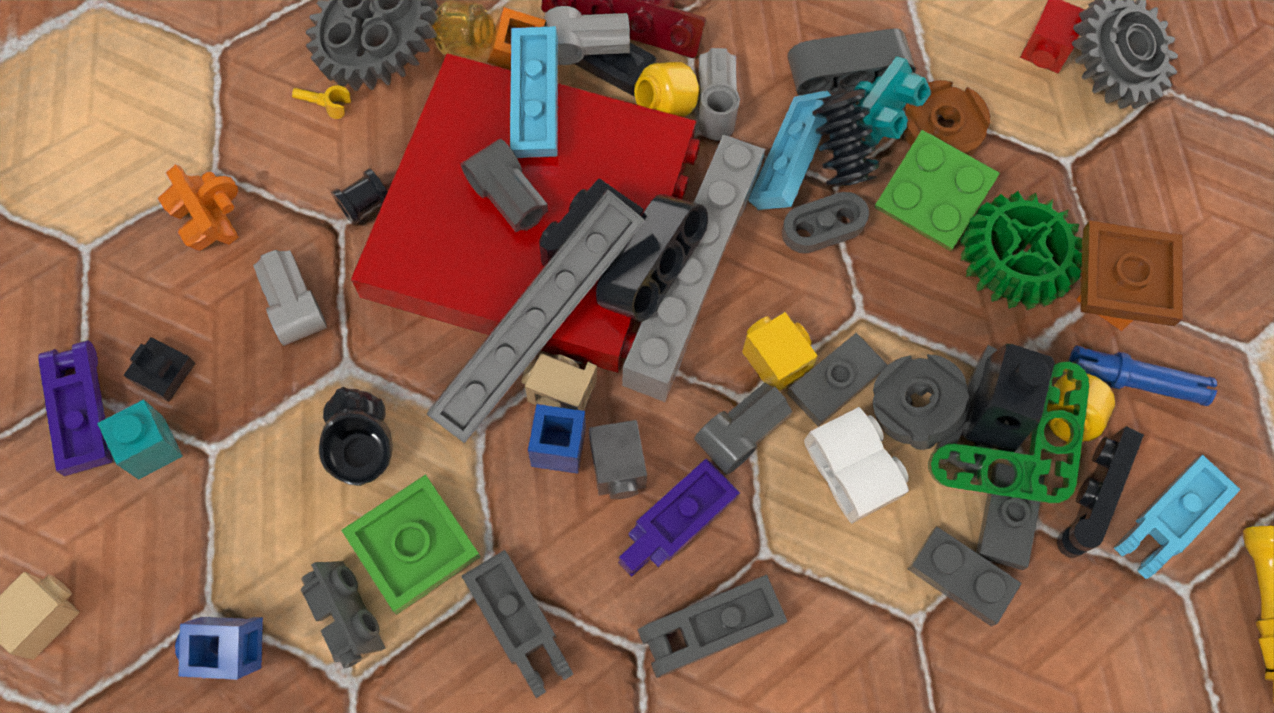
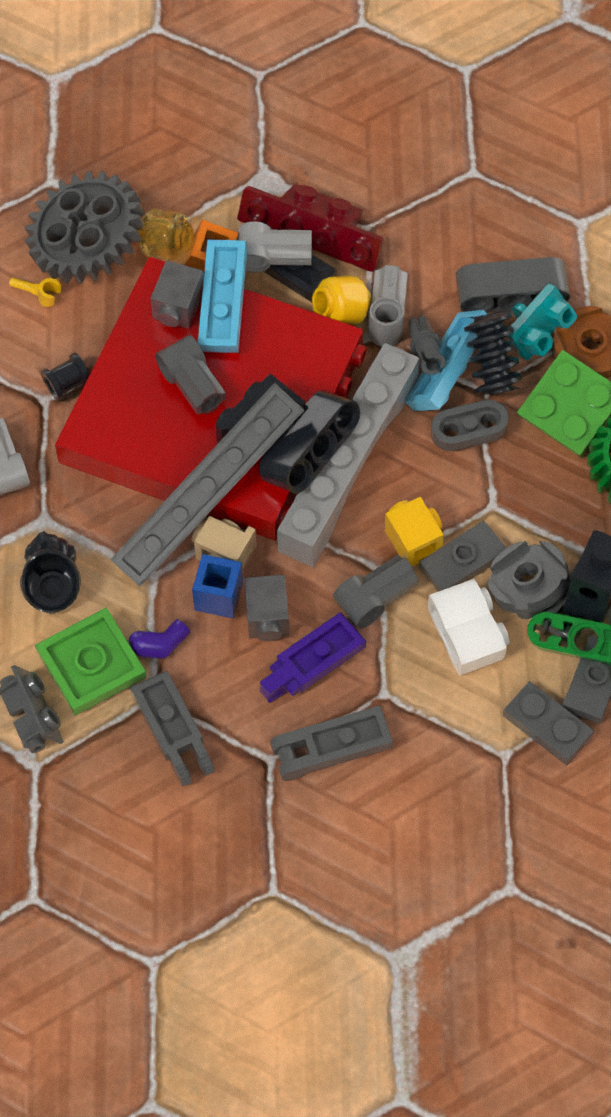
camera: 10 degrees right, 5 degrees down
(481, 93) = (177, 295): none -> flat silver brick
(491, 515) = (158, 645): none -> dark purple arm
(767, 134) = (426, 345): none -> dark grey axle

